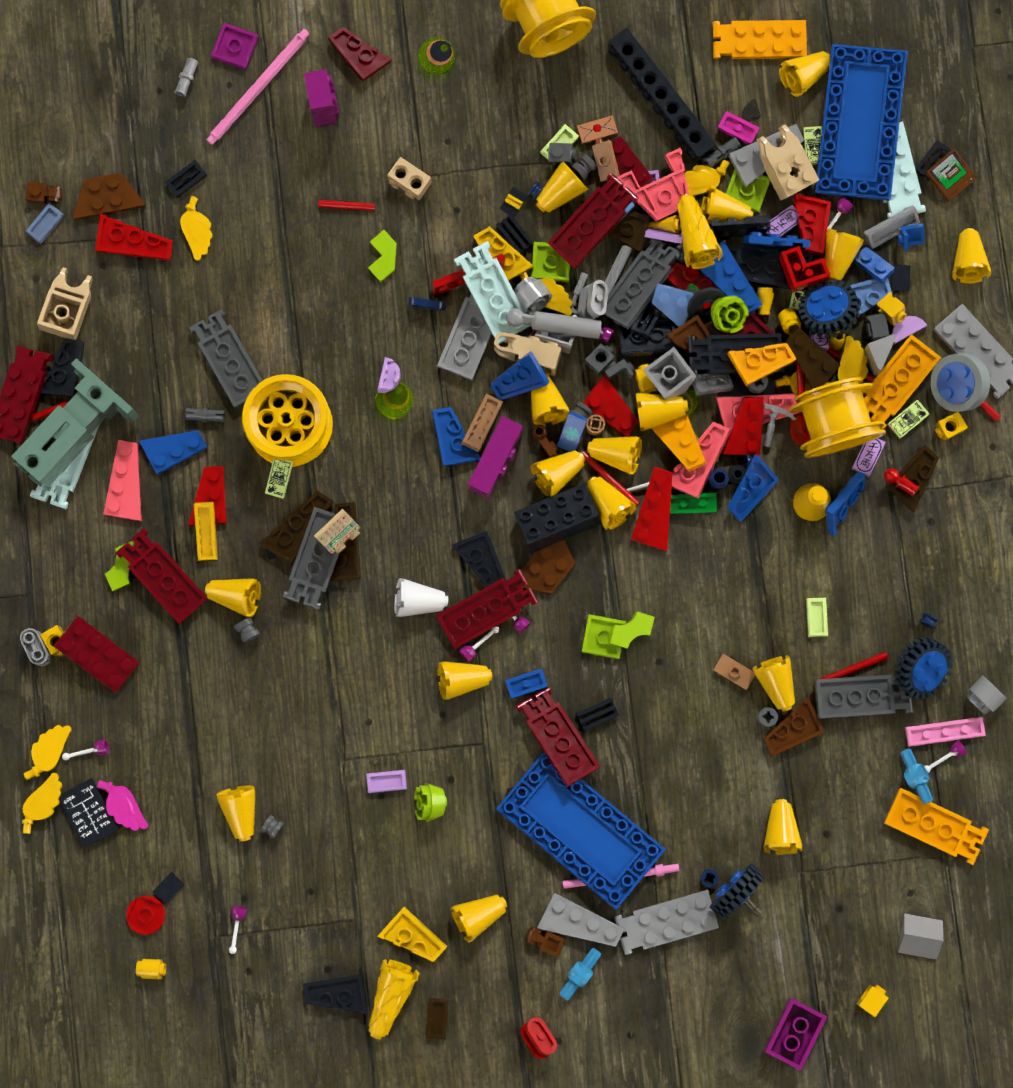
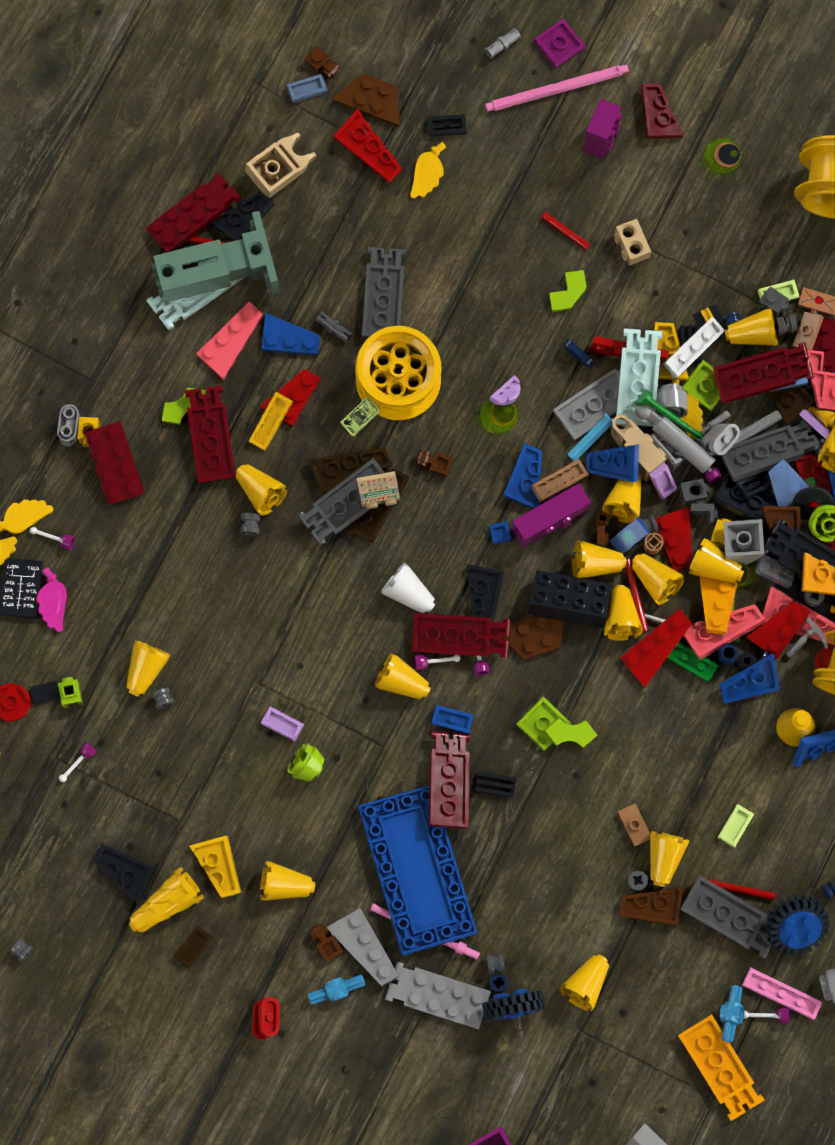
camera: 30 degrees right, 5 degrees down
(195, 879) = (73, 698): none -> lime window
(372, 473) = (439, 464): none -> reddish brown plate
(461, 499) = (500, 533): none -> blue tile
(484, 369) = (576, 452): none -> medium azure axle
(511, 307) = (646, 398): none -> green piece
(520, 236) = (693, 347): none -> white plate
(569, 367) = (663, 481): none -> lavender tile
(696, 864) = (495, 963): none -> dark grey wheel

